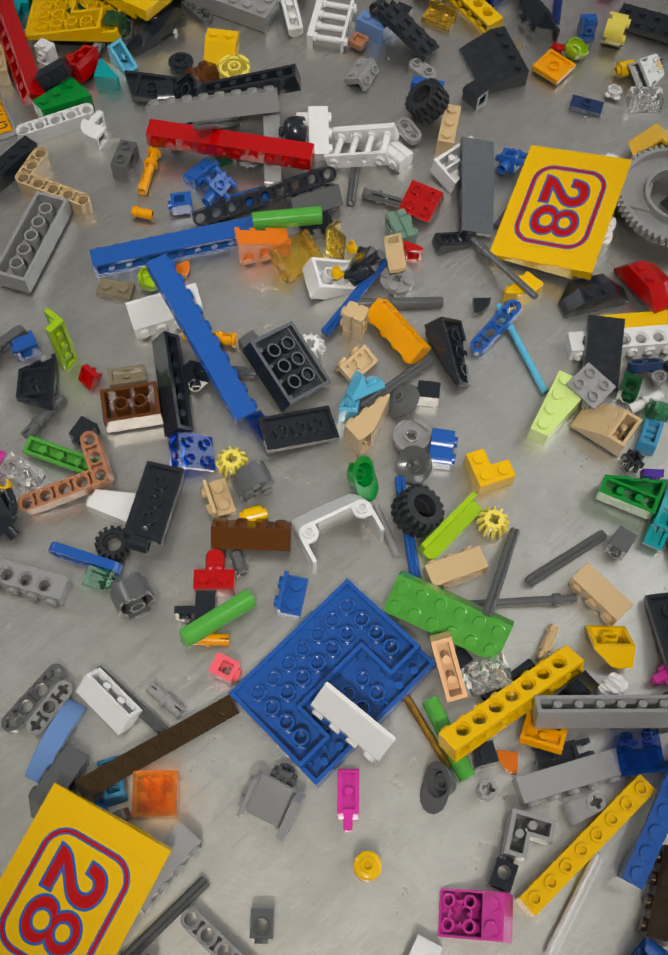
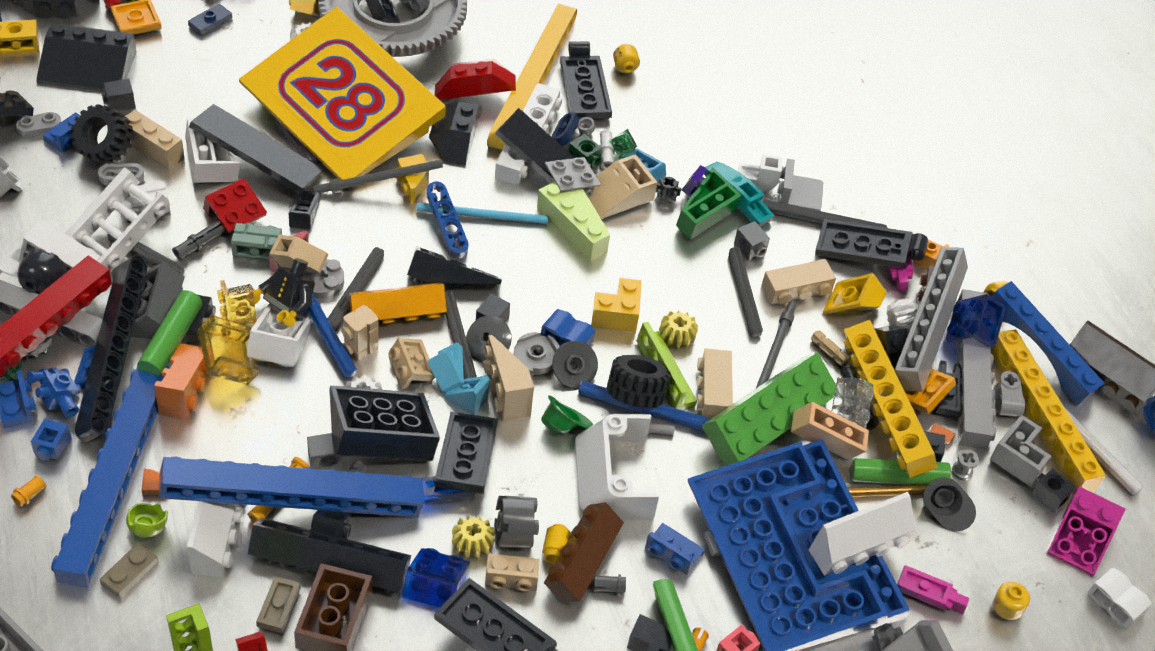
camera: 70 degrees left, 15 degrees down
(215, 575) = (618, 612): red brick -> none
(480, 305) = (406, 222): black tile -> none
(501, 571) = (748, 341): dark grey axle -> none
(510, 160) = (240, 105): blue piece -> none

